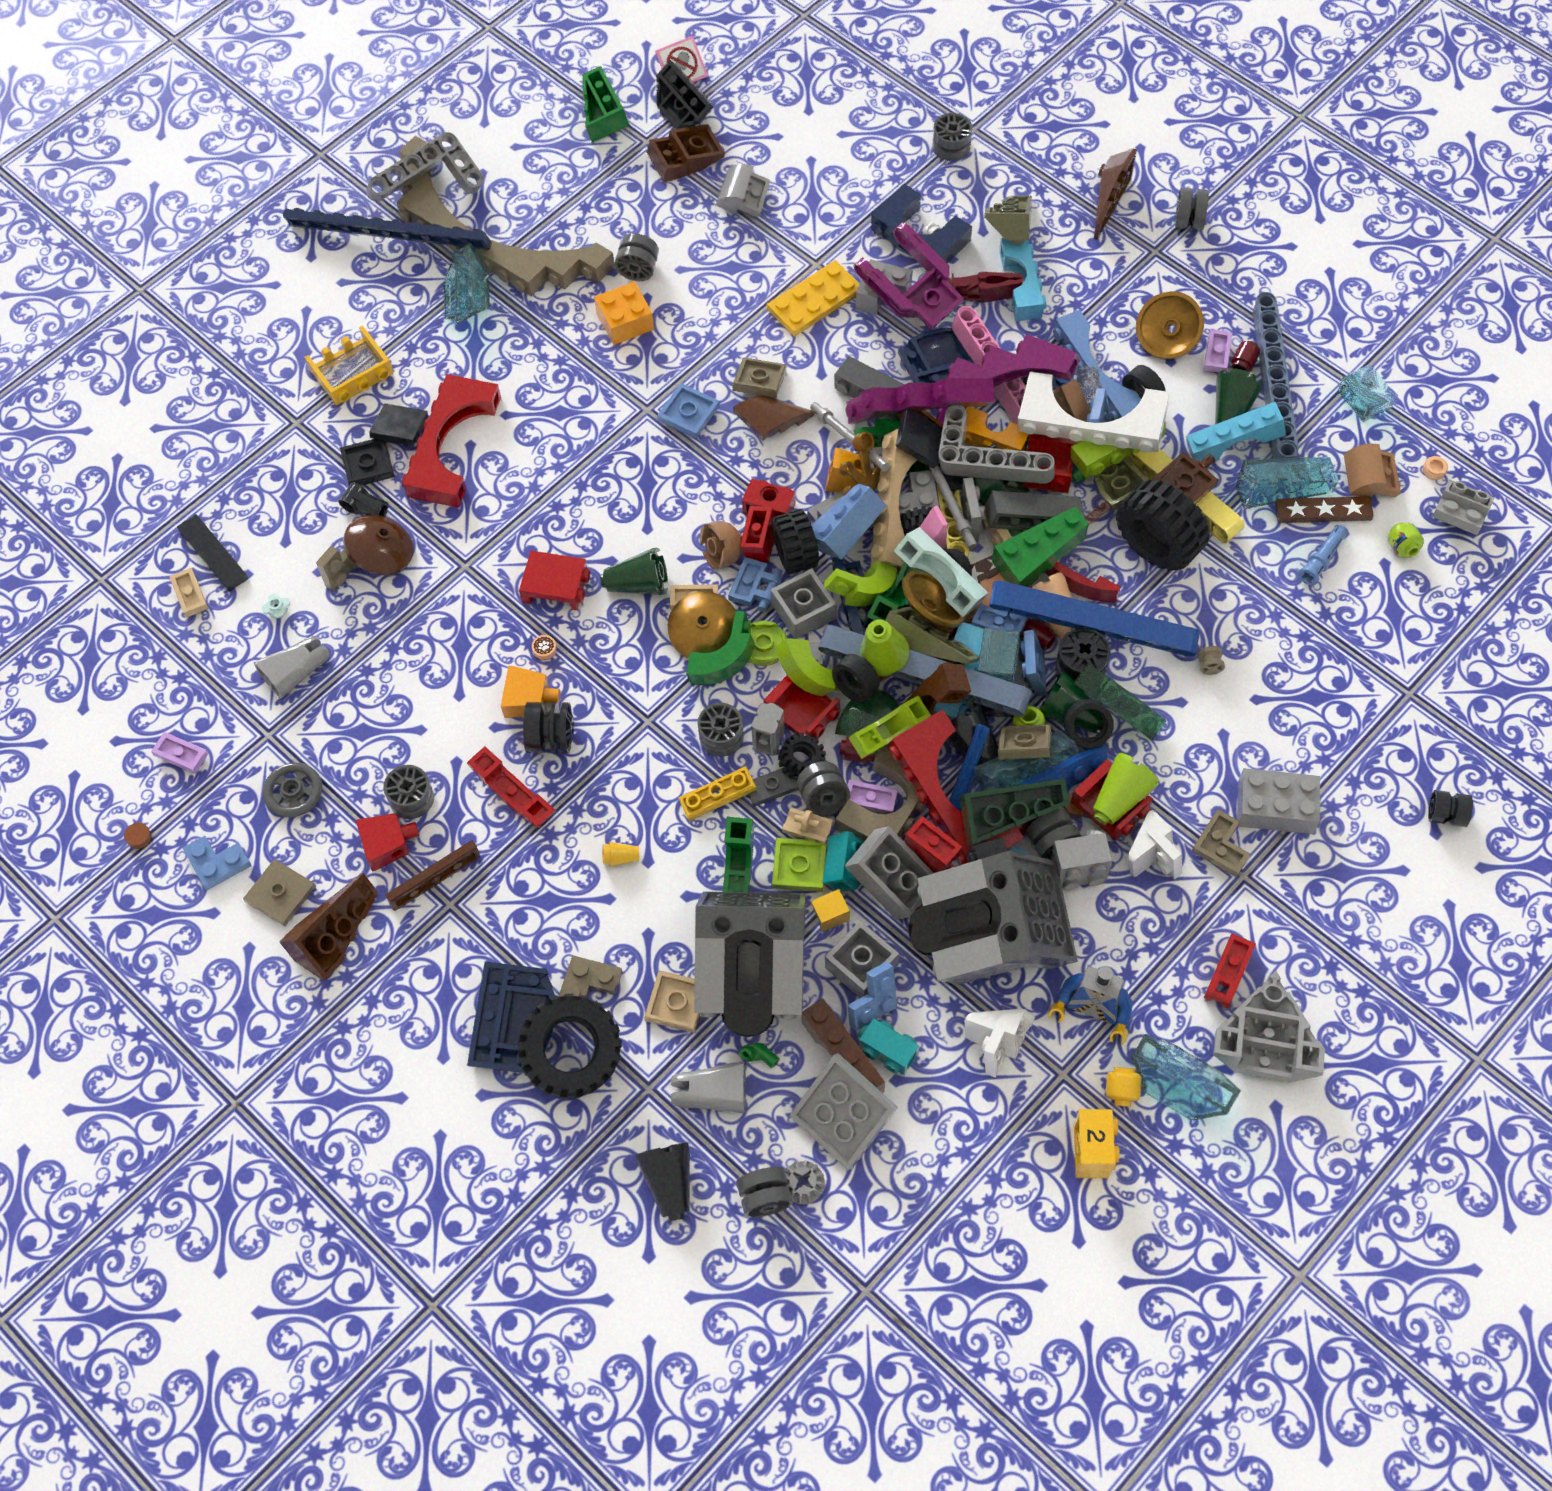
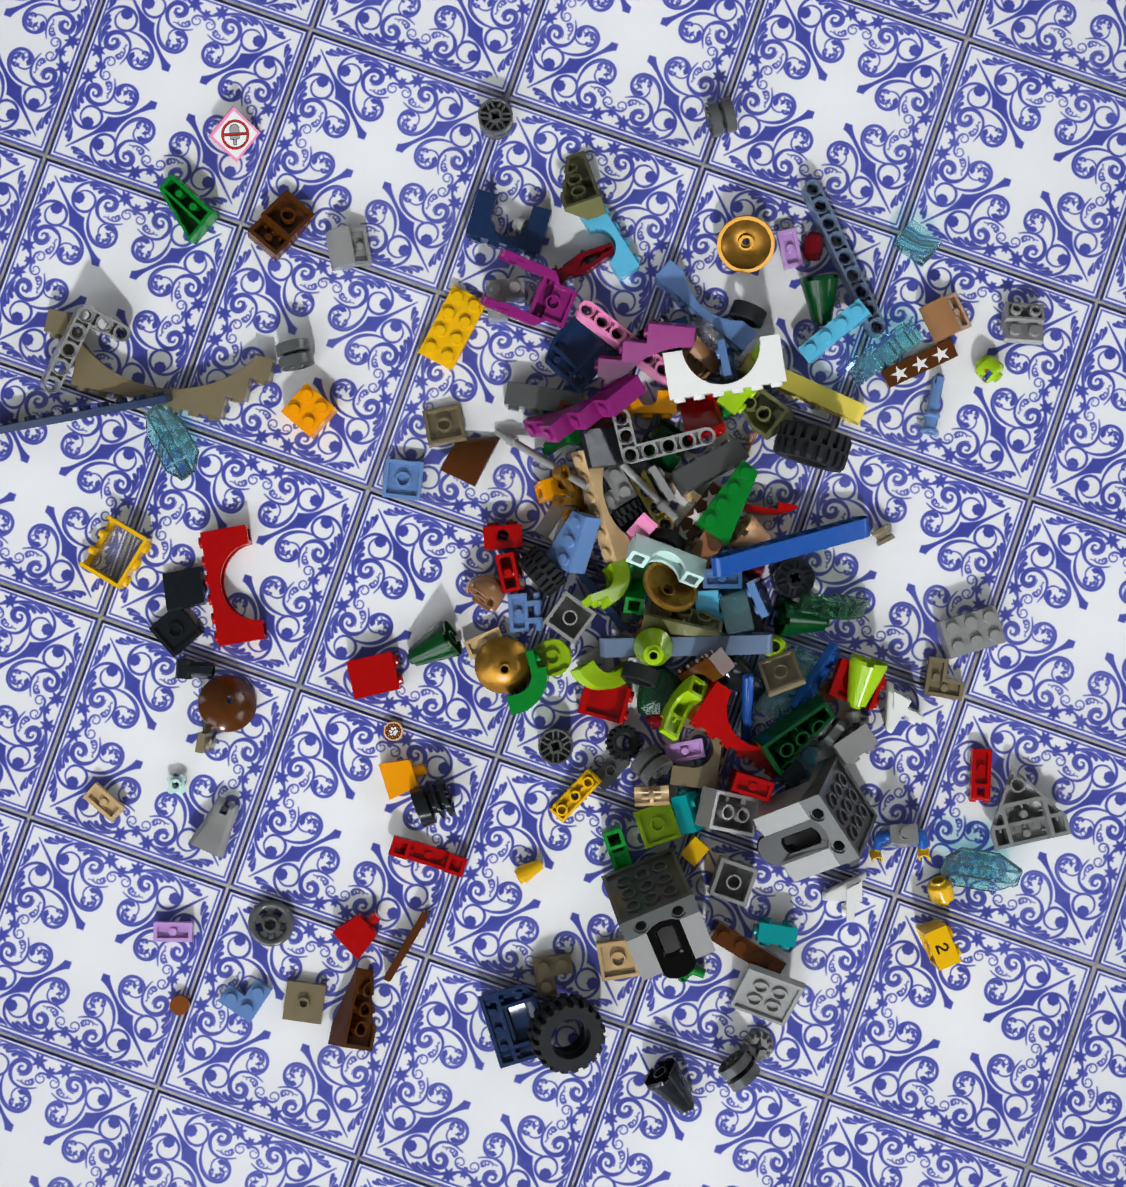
camera: 30 degrees left, 25 degrees up
(212, 552) = (101, 759): black tile -> none
(408, 791) = (360, 900): dark grey wheel -> none
(680, 97) = (254, 173): black wedge -> none
(712, 1088) = (671, 1011): light grey piece -> none
(768, 728) = (591, 733): light grey brick -> none
(878, 1001) = (757, 901): medium blue plate -> none
(1106, 731) = (825, 642): black tyre -> none
(1114, 181) = (645, 114): reddish brown wedge -> none
(1190, 476) = (812, 393): reddish brown plate -> none
(1435, 468) = (989, 289): light nougat tile -> none
(1445, 808) = (1090, 586): black wheel -> none

